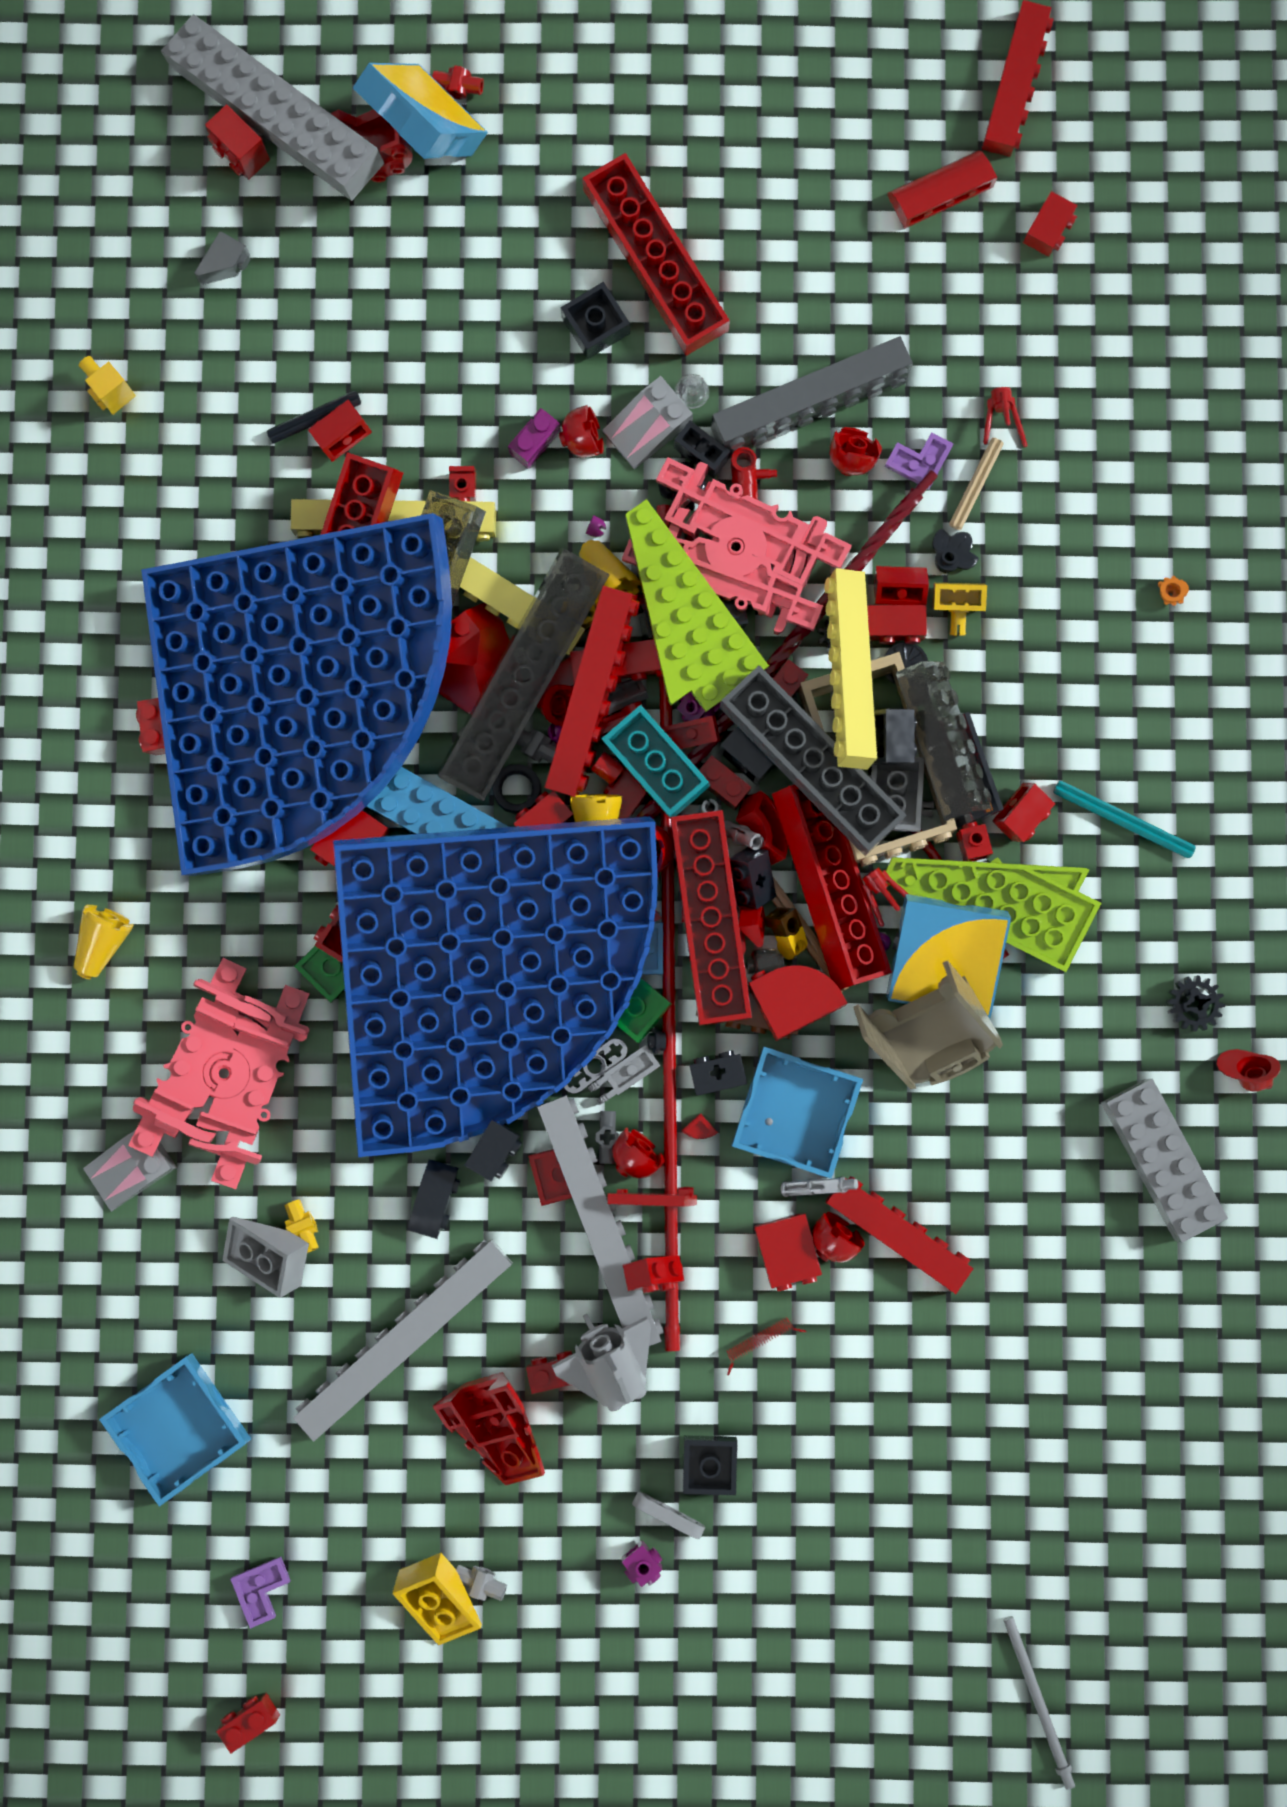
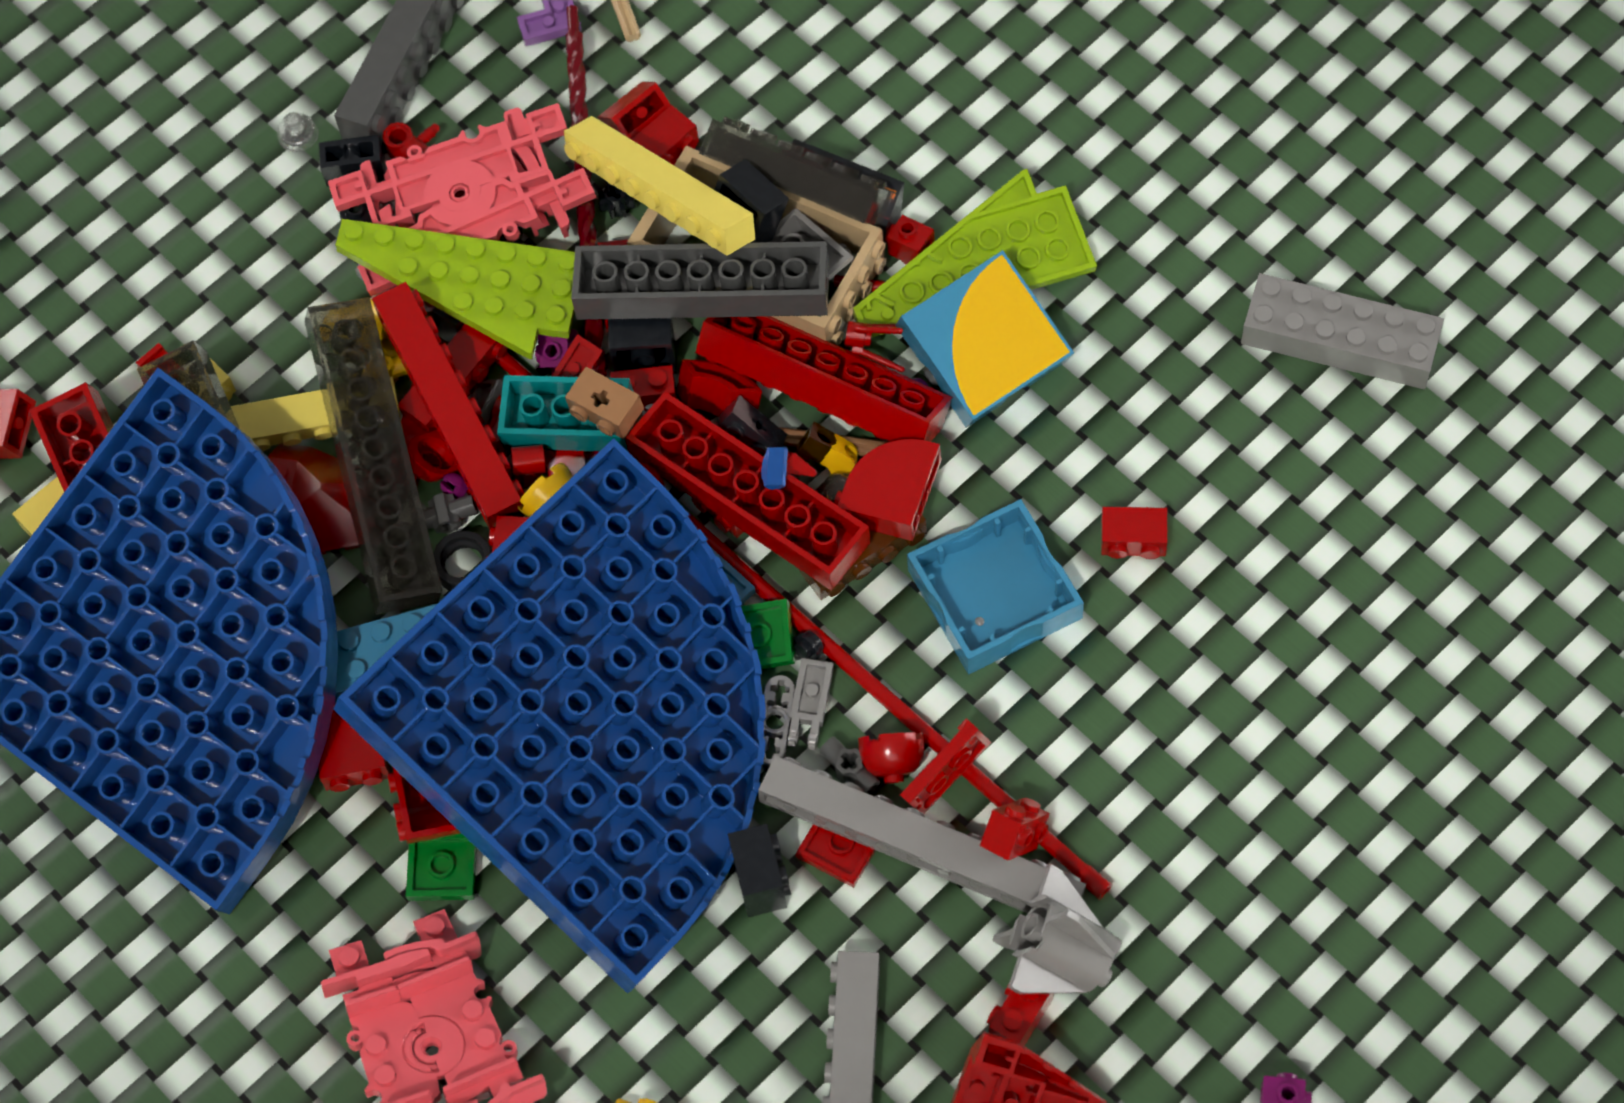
camera: 40 degrees left, 20 degrees down
(99, 939) = (189, 1050): yellow cone -> none
(150, 724) = (64, 814): red brick -> none
(433, 1199) = (747, 970): black brick -> none
(534, 438) = (192, 280): magenta brick -> none
(581, 433) = (231, 239): red cylinder -> none
(593, 527) = (319, 297): magenta hinge -> none
(595, 320) = (156, 147): black brick -> none
(648, 422) = (283, 183): light grey slope -> none
(655, 254) = (160, 57): red brick -> none
(668, 1515) = (1259, 1035): light grey beam -> none
(678, 772) = (597, 390): none -> medium nougat brick
(699, 1128) = (925, 685): red tile -> none
(710, 1465) = (1246, 949): black brick -> none
(731, 1365) = (1171, 849): red piece -> none
(733, 1075) = (891, 637): black brick -> none
(734, 926) = (774, 468): none -> blue piece
(743, 835) = (712, 404): light grey pin -> none
(788, 1251) = (1113, 706): red brick -> none
(819, 1186) = (1079, 624): light grey piece -> none
(835, 1240) = (1143, 654): red cylinder -> none
(854, 452) = (487, 54): red cylinder -> none
(902, 1237) = (1192, 599): red brick -> none
(909, 1160) = (1134, 532): none -> red brick
(934, 1034) = (1045, 399): dark tan windscreen -> none
(954, 548) = (652, 55): black plate -> none
(959, 600) = (695, 80): yellow brick -> none
(1024, 812) = (925, 182): red brick -> none
(1124, 819) = (1014, 119): teal axle -> none
(1191, 994) = (1229, 184): black gear -> none
(1251, 1069) = (1332, 201): red piece -> none

